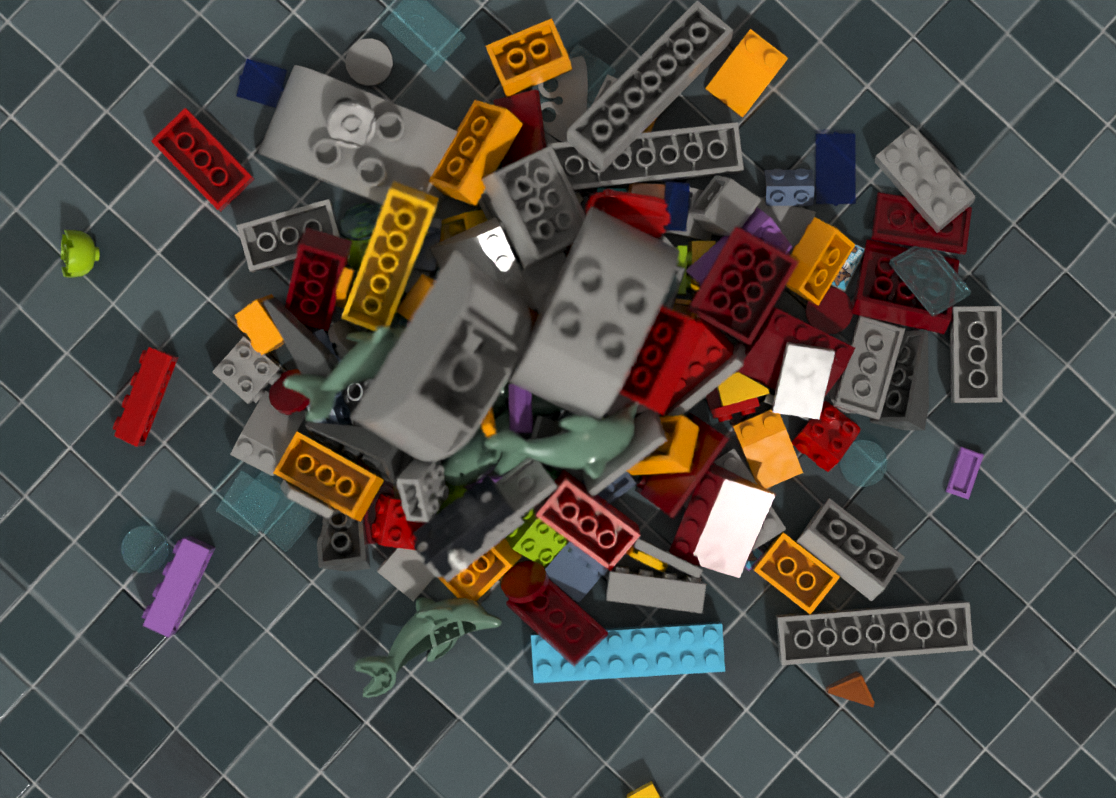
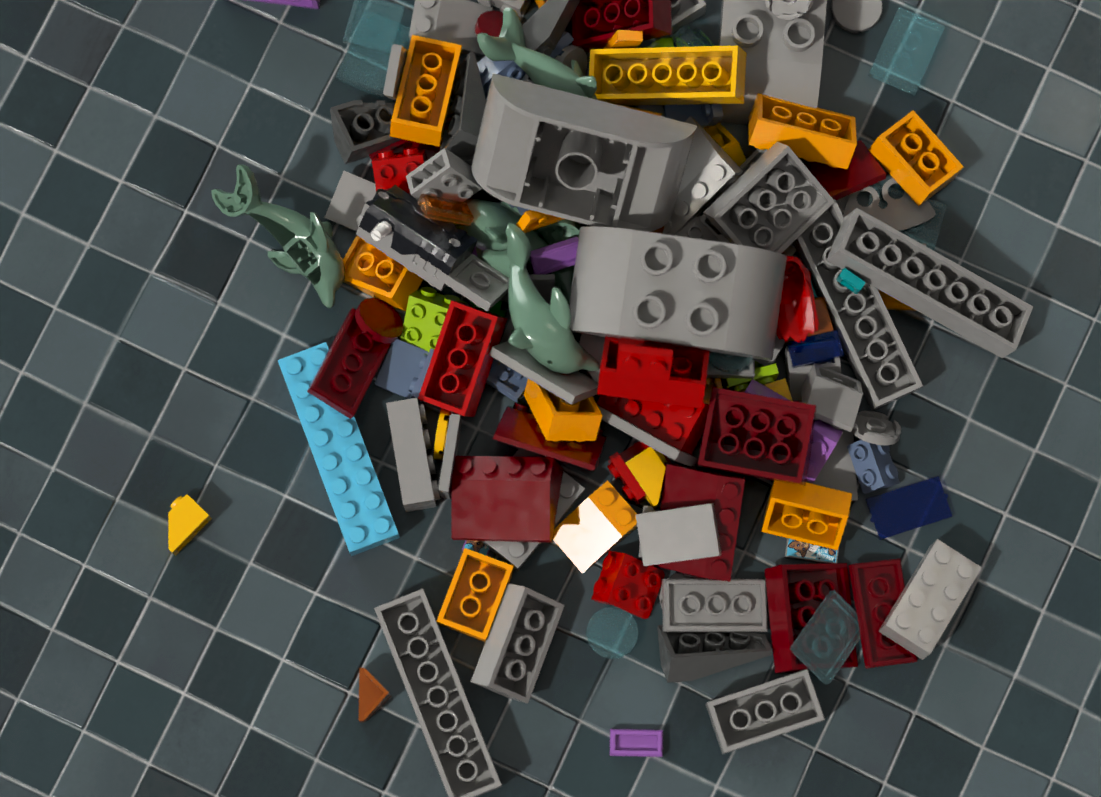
camera: 80 degrees right, 10 degrees down
(451, 494) = (445, 210): none -> clear orange tile
(627, 156) = (850, 281): none -> teal tile
(651, 365) = (644, 359): none -> red bracket
(746, 73) = (976, 384): light orange slope -> none
(761, 174) = (876, 428): none -> light grey tile
(832, 313) = (758, 549): dark red tile -> none

